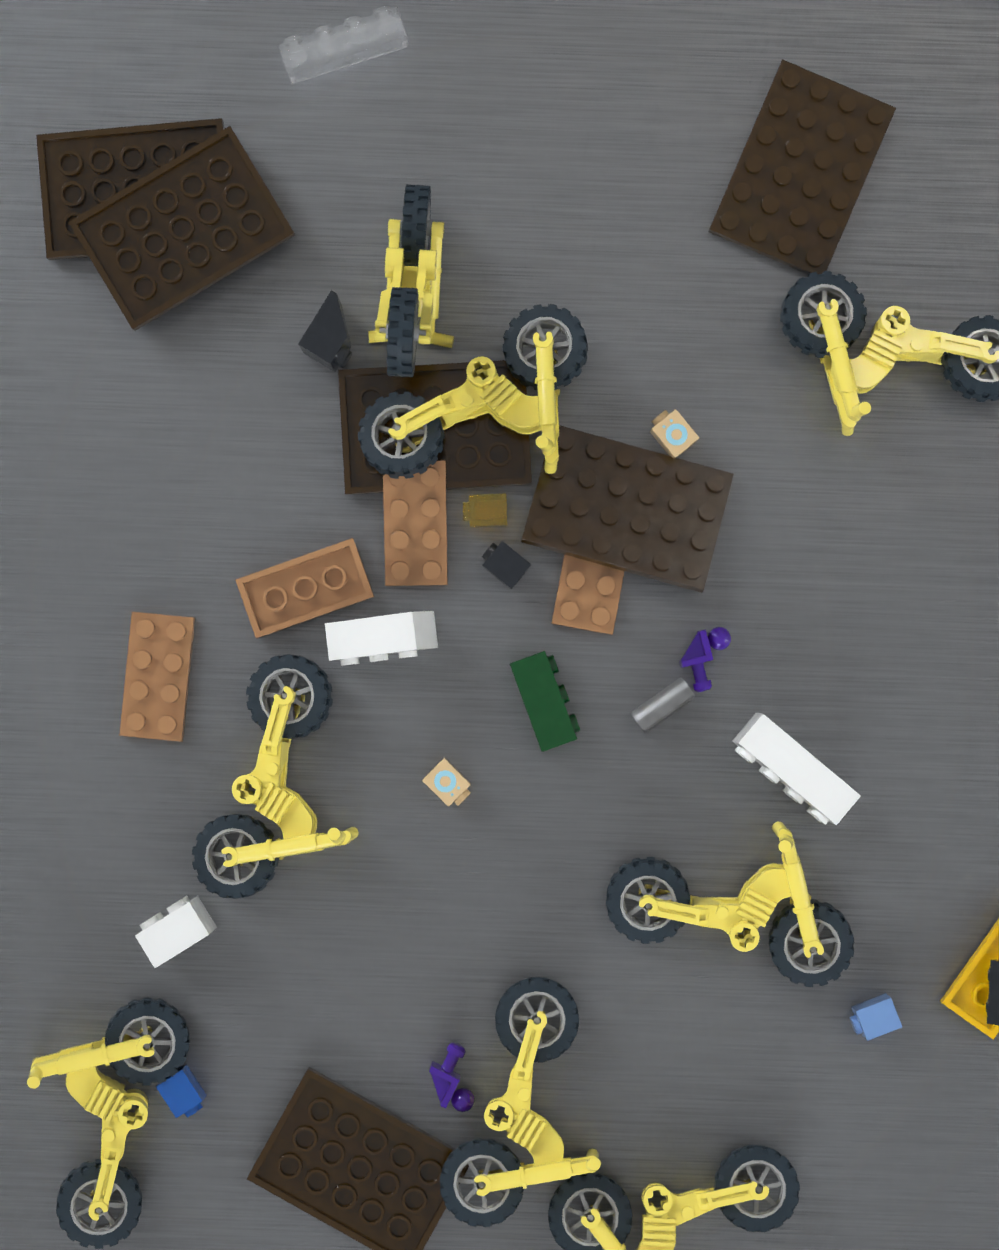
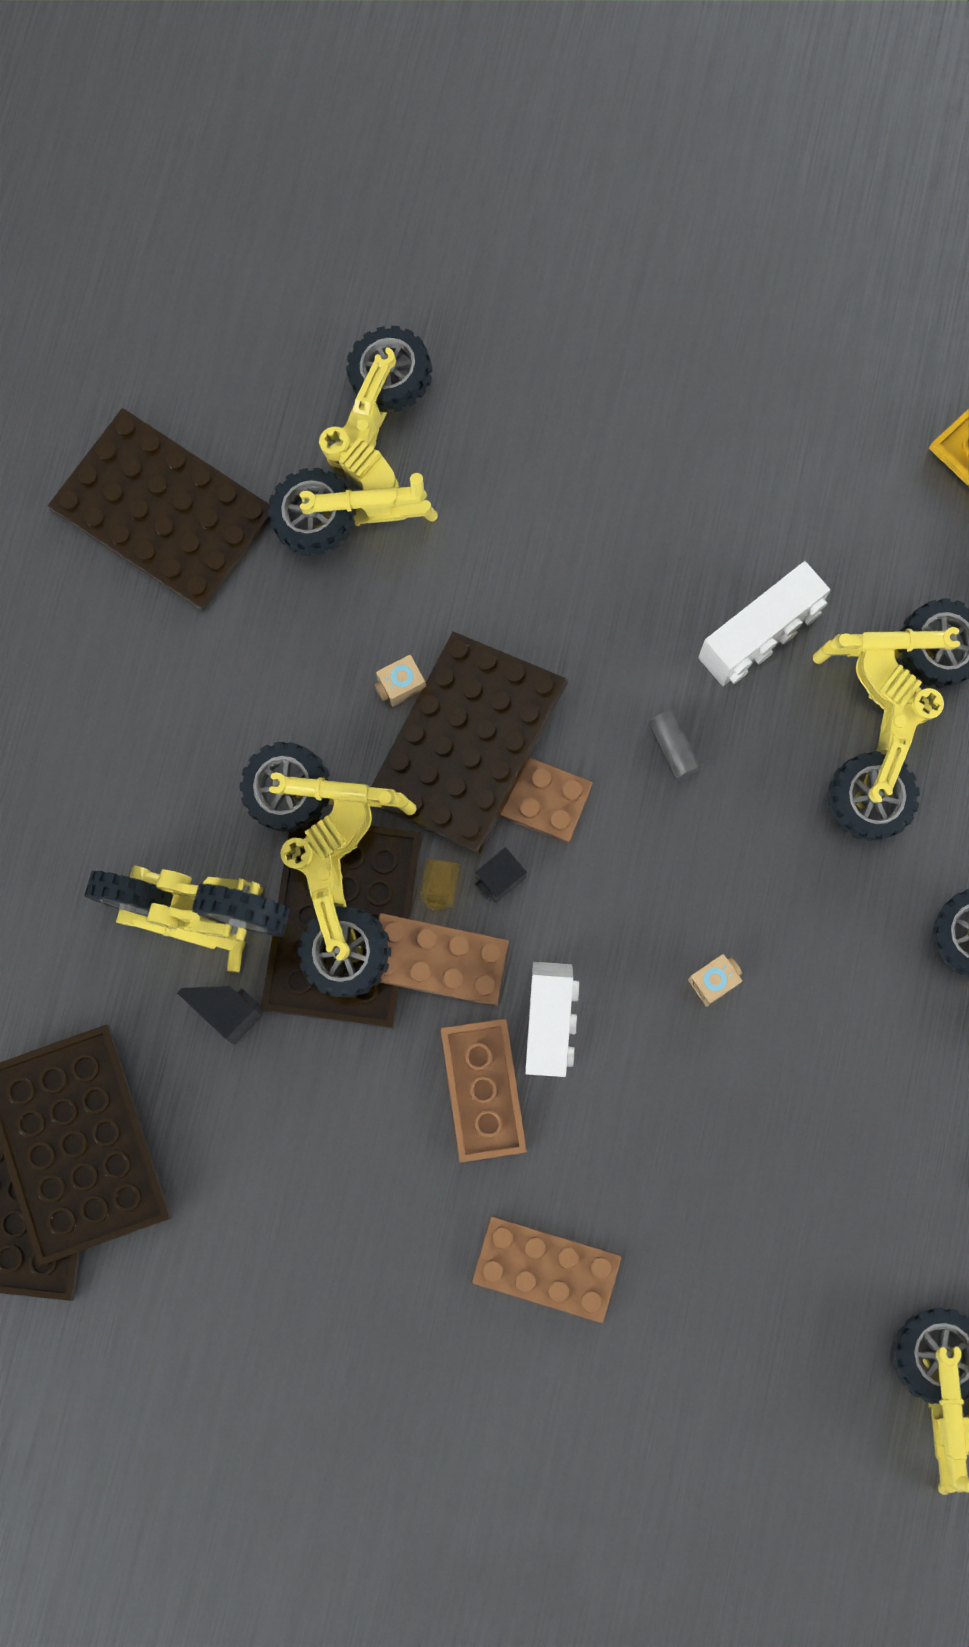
camera: 80 degrees left, 10 degrees down
(171, 934) = (826, 1300): white brick -> none
(269, 779) = (701, 1164): piece -> none
(545, 700) = (648, 863): dark green brick -> none
(700, 651) = (627, 696): dark purple piece -> none

